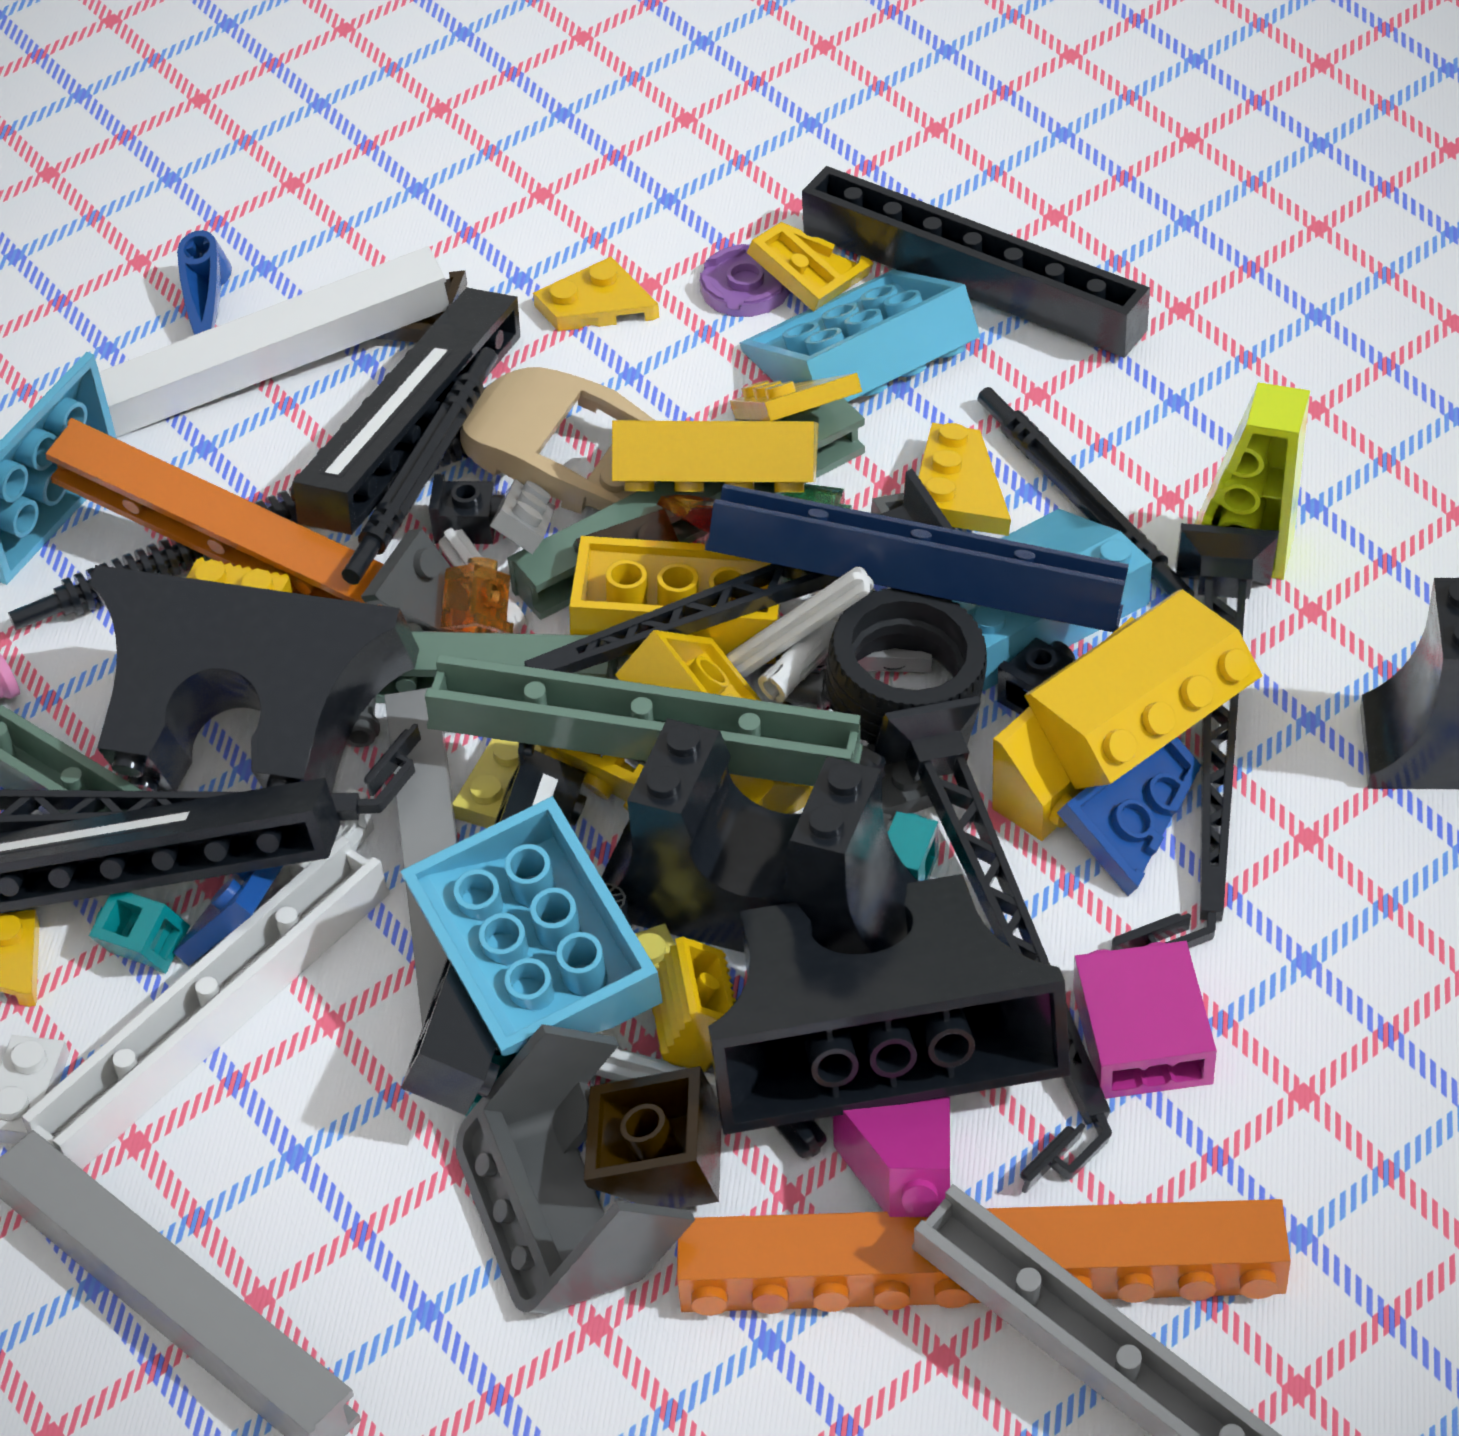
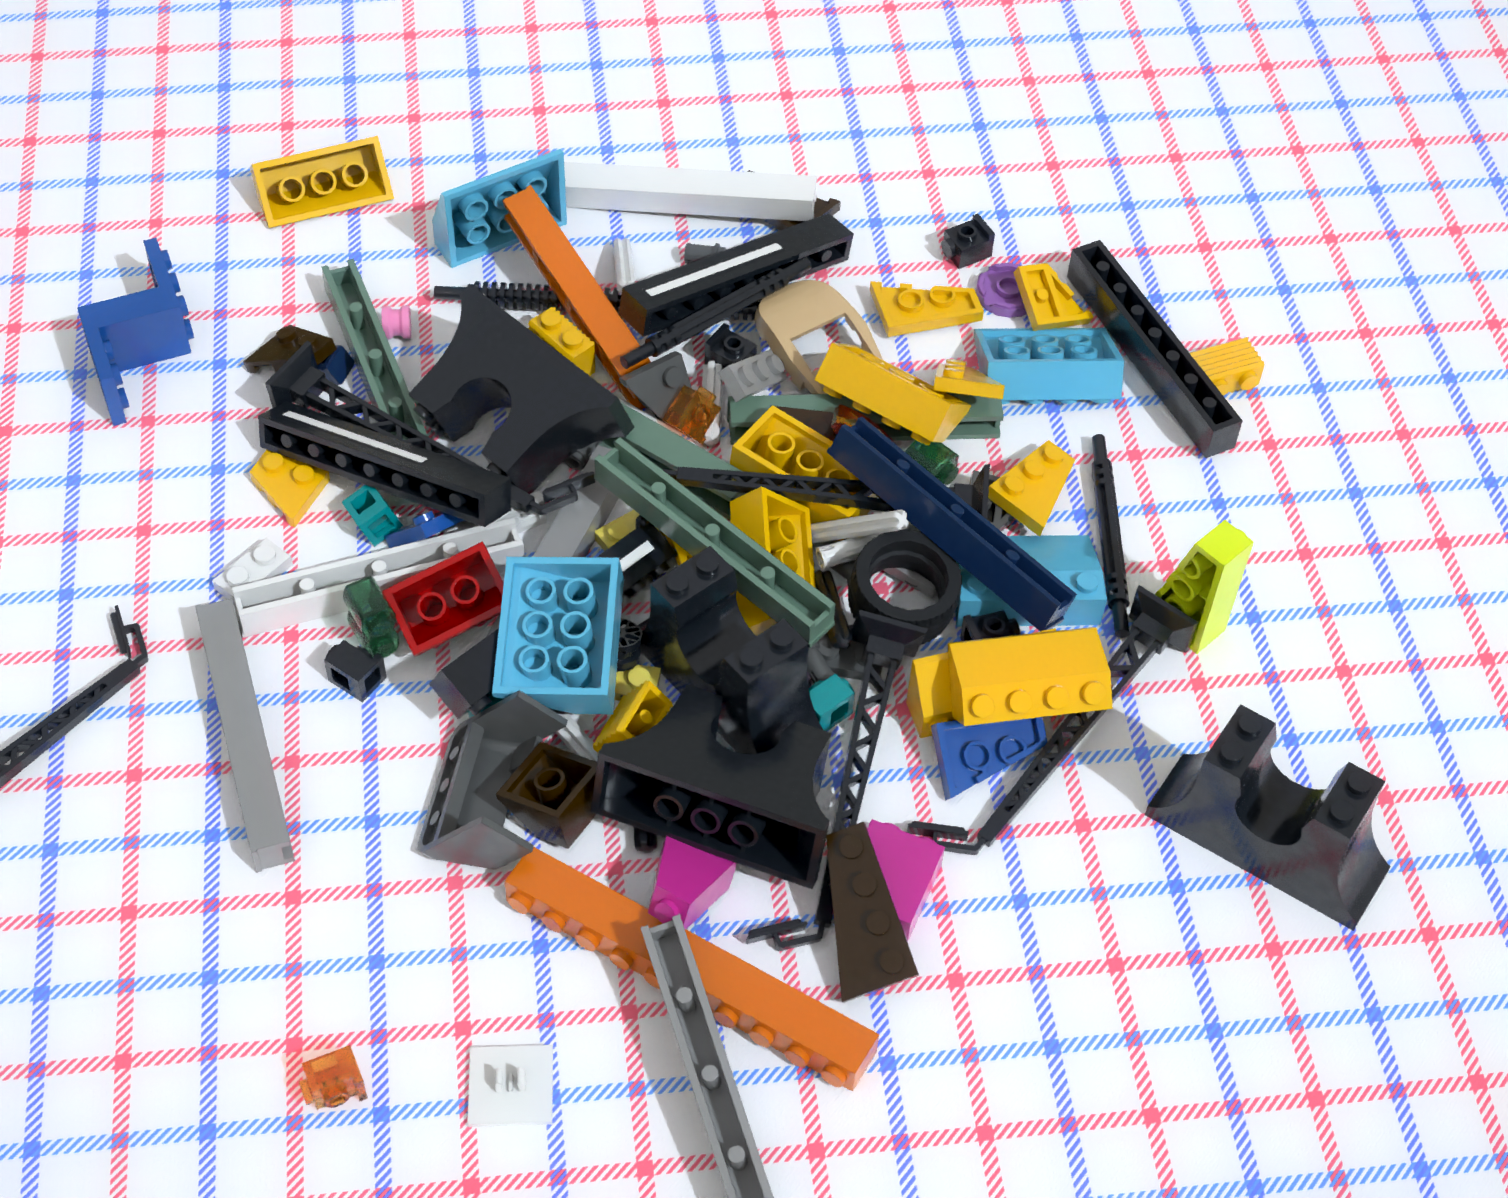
camera: 25 degrees right, 5 degrees up
(202, 273) = (688, 125): blue piece -> none
(247, 470) = (623, 263): none -> white axle
(247, 1055) = (371, 617): none -> clear green brick
(263, 1135) = (354, 669): none -> black brick
(335, 411) = (696, 252): none -> dark grey pin
(336, 977) = (447, 598): none -> red slope
(594, 298) = (908, 256): yellow wing -> none
(659, 246) = (968, 242): none -> black brick
(660, 351) = (918, 310): none -> yellow wing
(1081, 234) = (1231, 365): none -> yellow brick
(1169, 1081) = (867, 926): none -> dark brown wing

